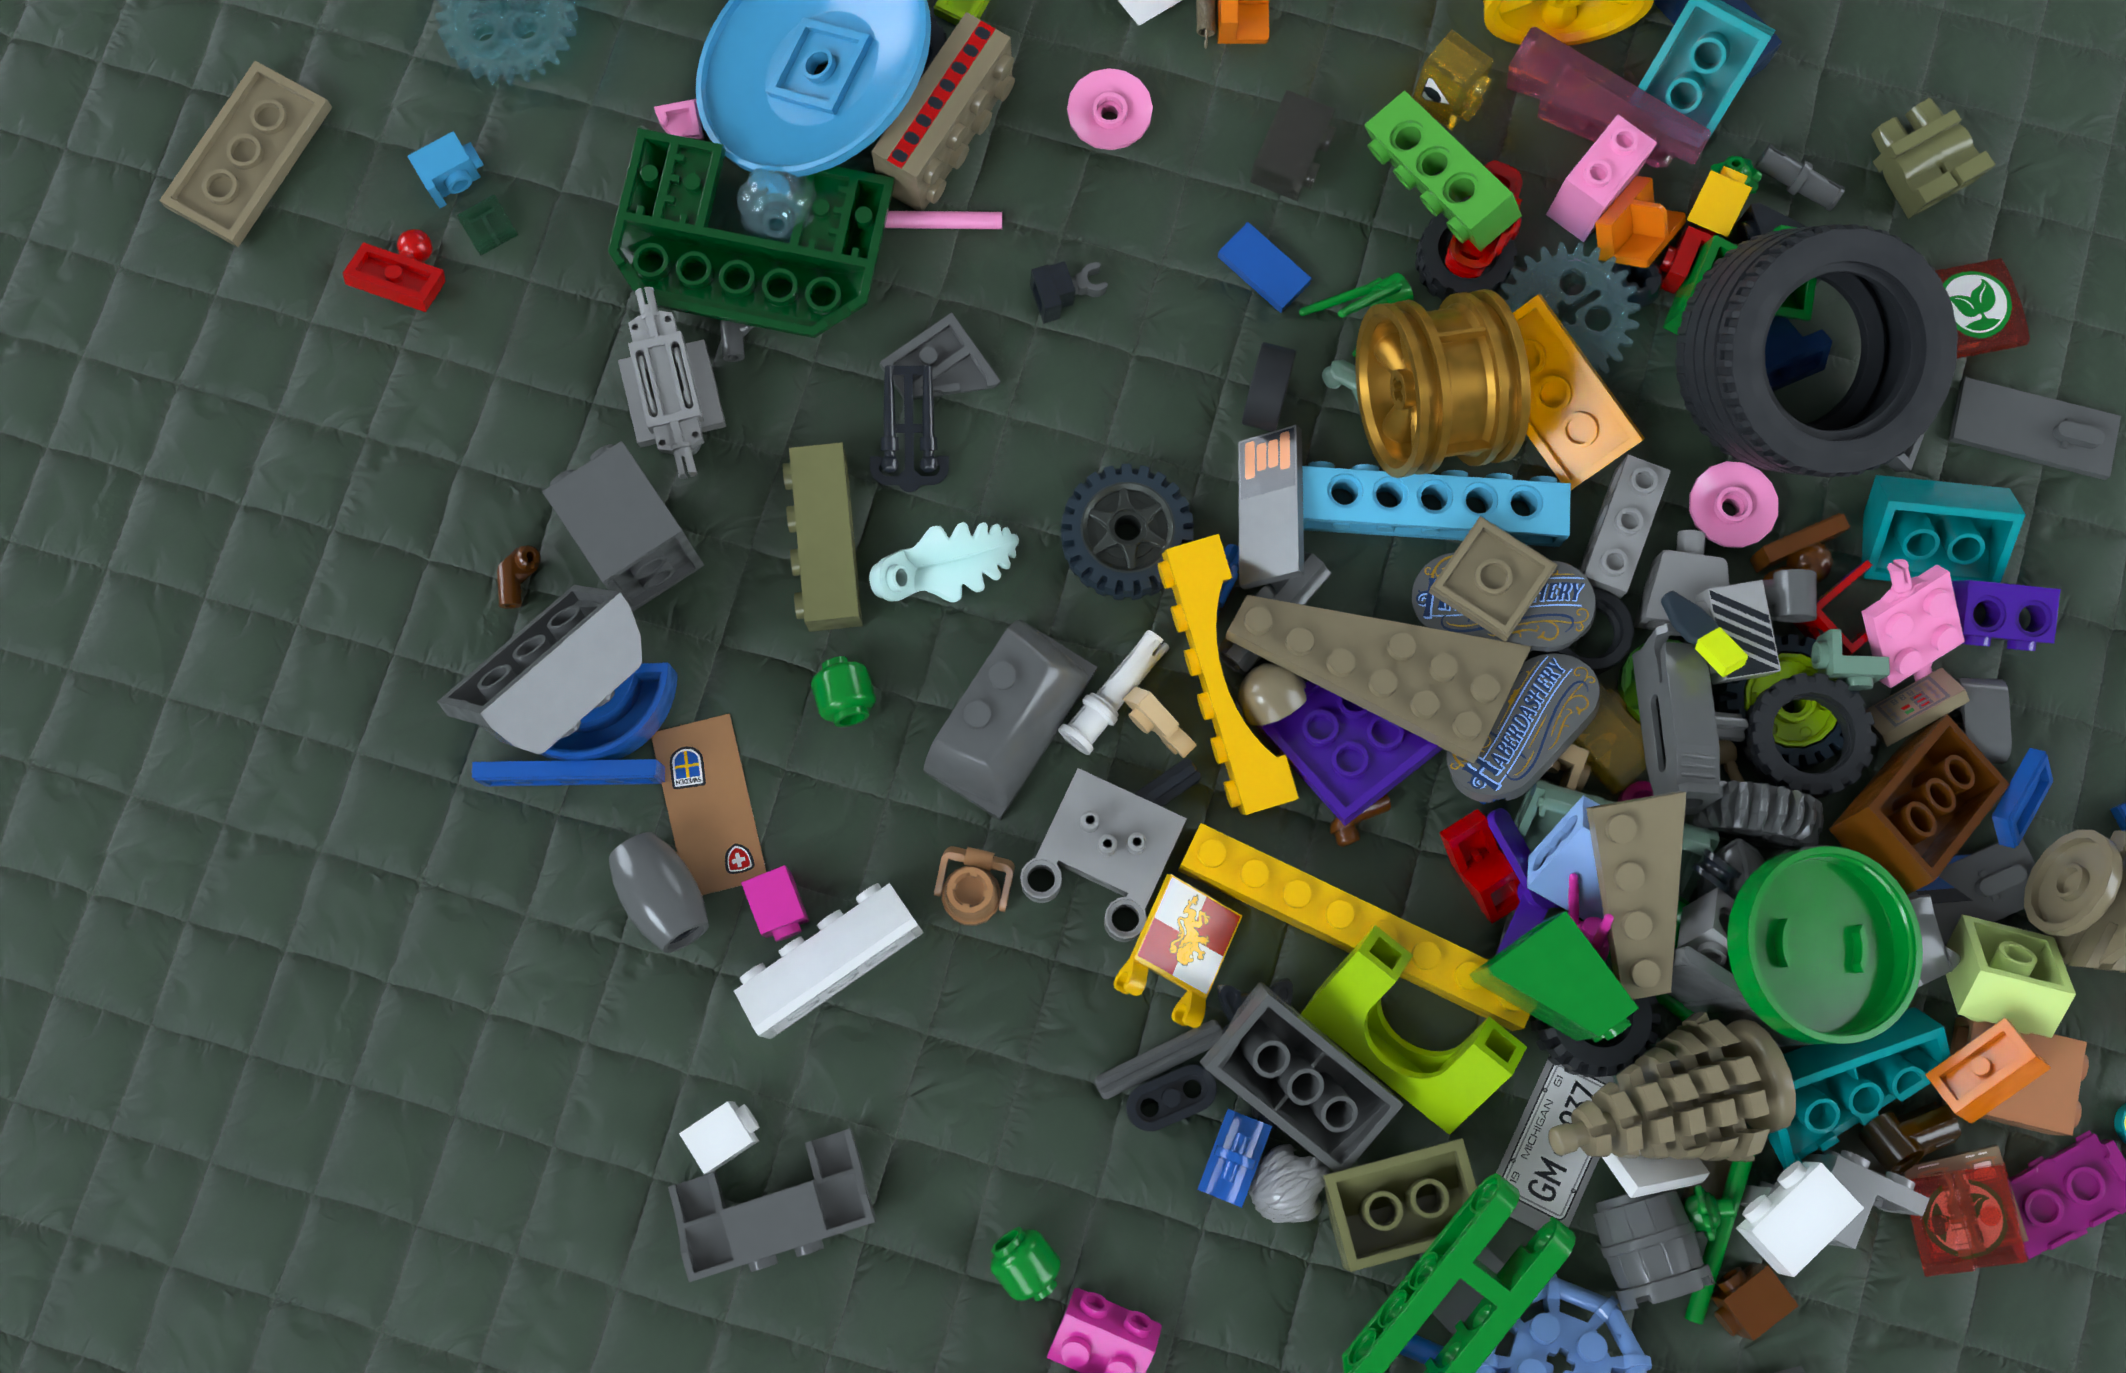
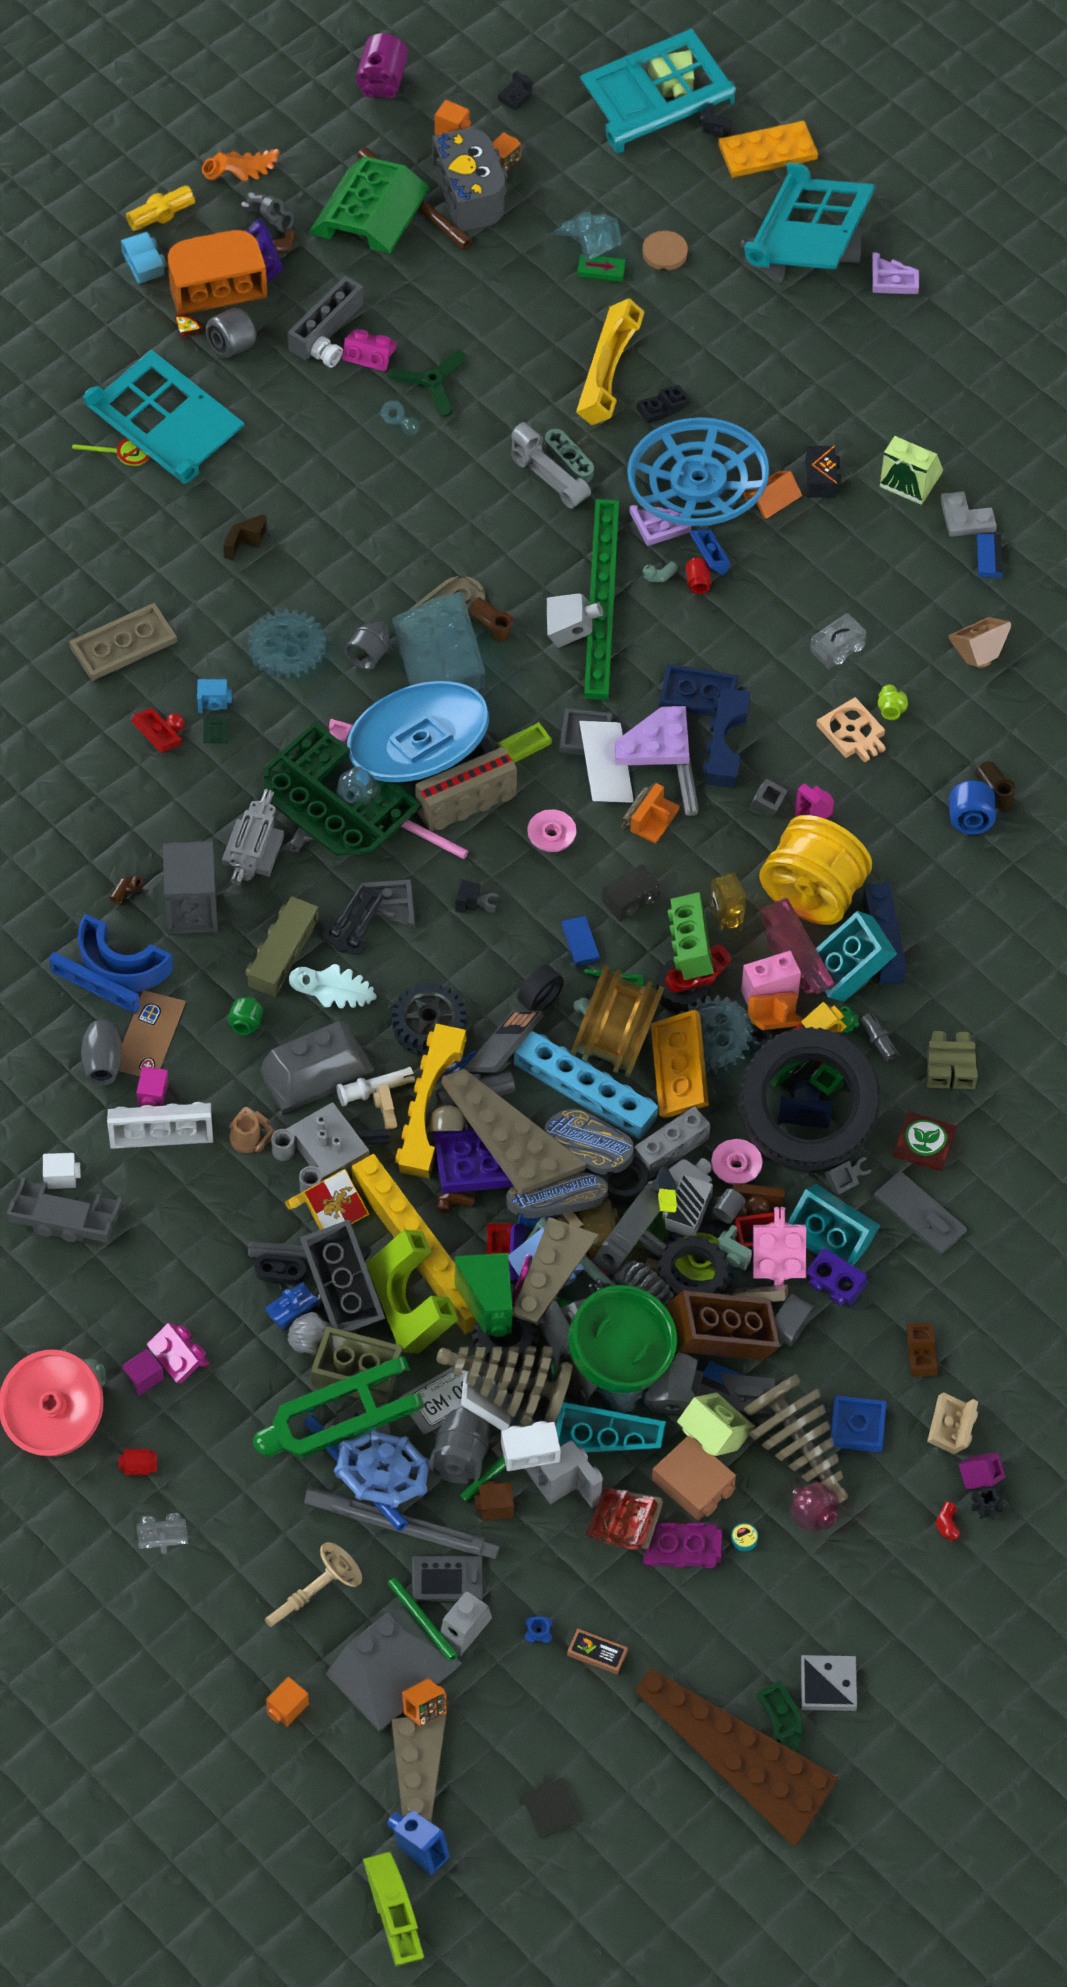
camera: 30 degrees right, 20 degrees down
(552, 671) = (117, 925): windscreen -> none
(1025, 1264) = (163, 1298): green head -> none
(1492, 578) = (588, 1124): dark tan tile -> none
(1707, 1211) = (494, 1445): green plant -> none
(1905, 1139) = (621, 1471): dark brown piece -> none
(1987, 1071) = (670, 1450): orange panel -> none
(2022, 798) = (785, 1360): blue tile -> none

